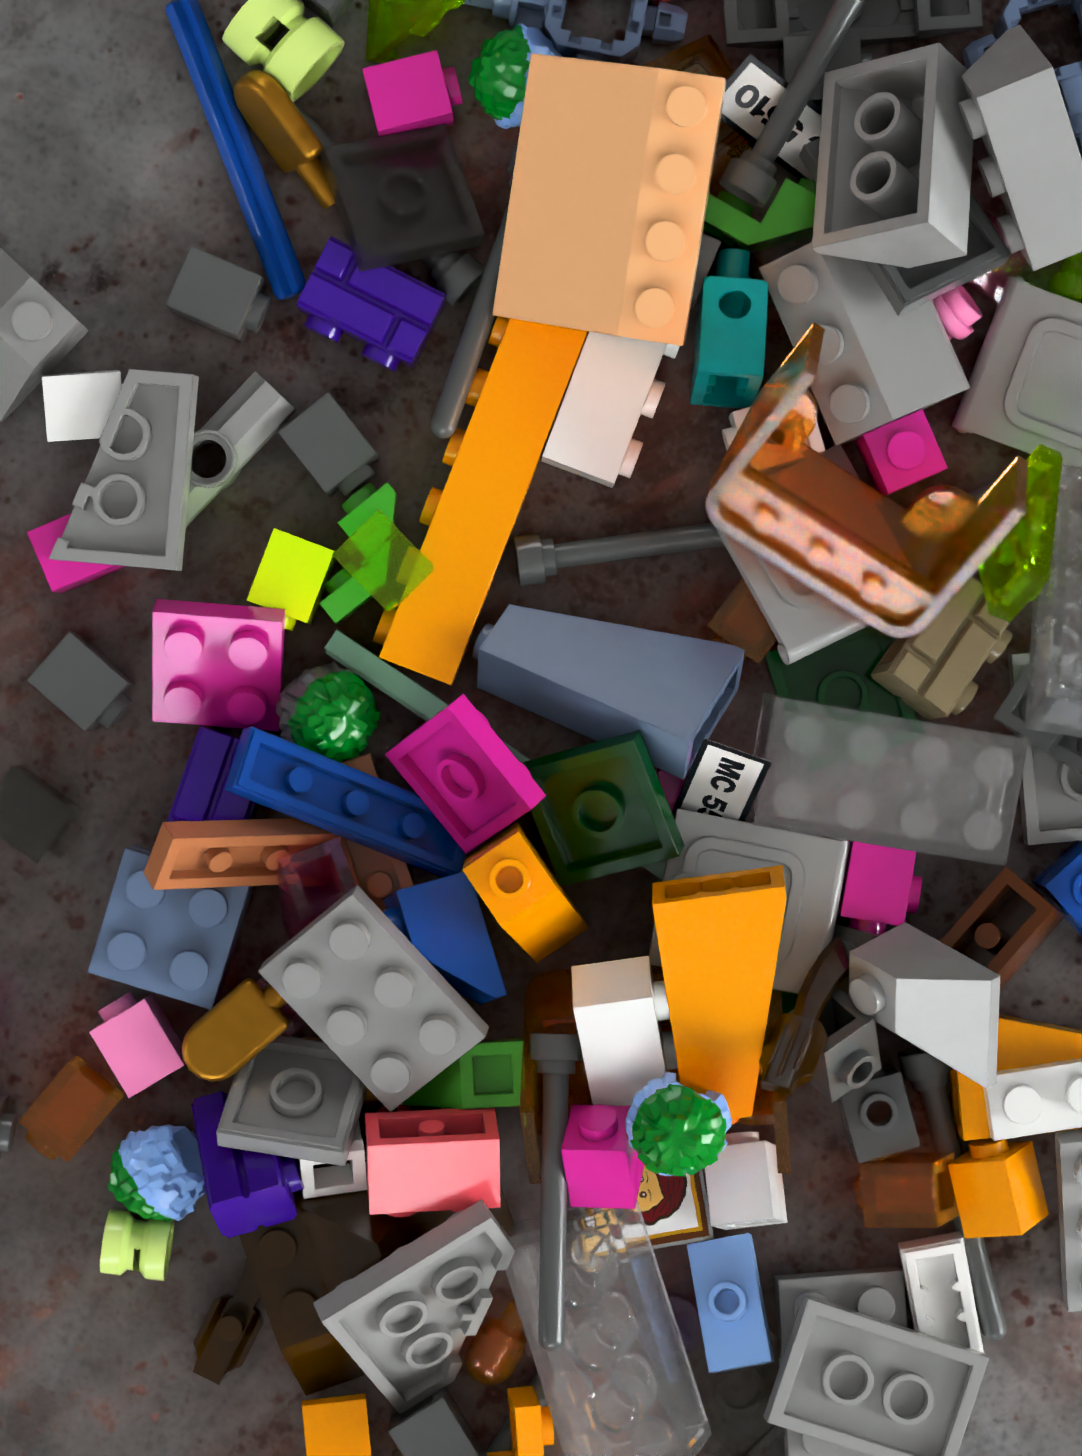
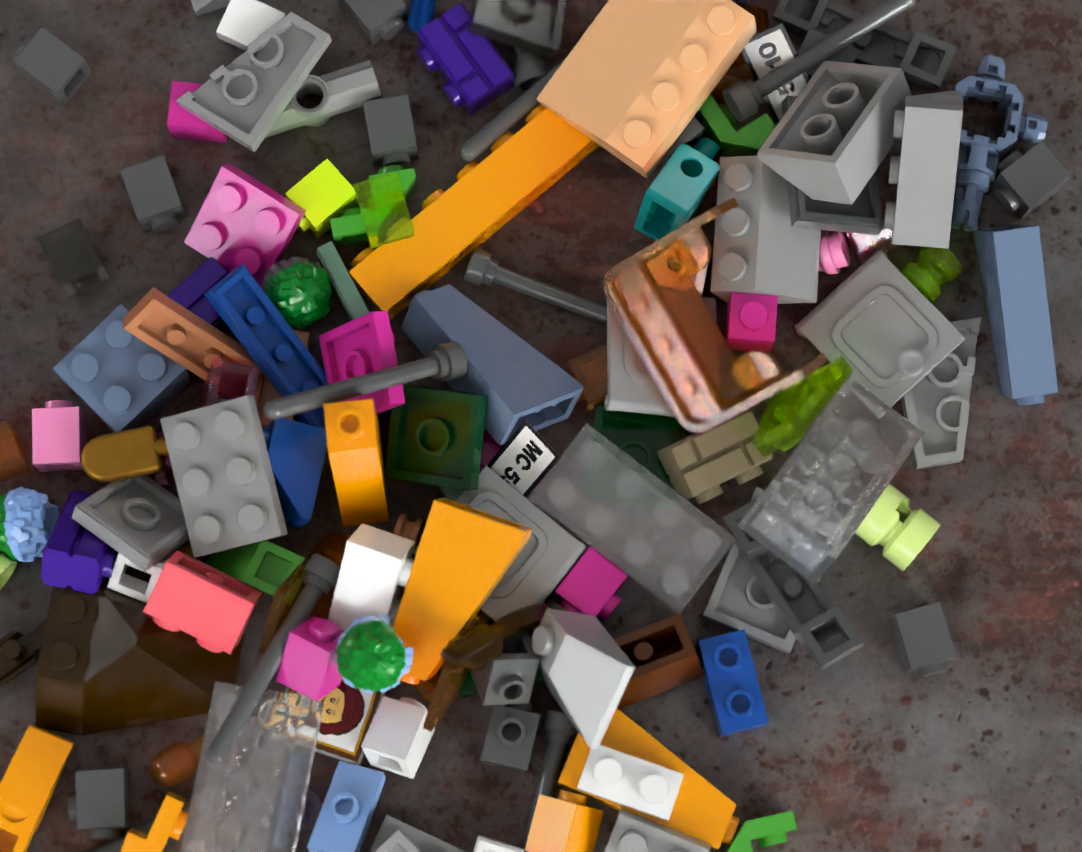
camera: 20 degrees right, 10 degrees down
(419, 1304) = (142, 695): light grey plate -> none
(562, 718) = (443, 362): none -> dark grey piece
(603, 407) = (580, 194): white brick -> none
(621, 935) = (409, 529): none -> nougat bush
(906, 1191) = (502, 797): clear orange brick -> none

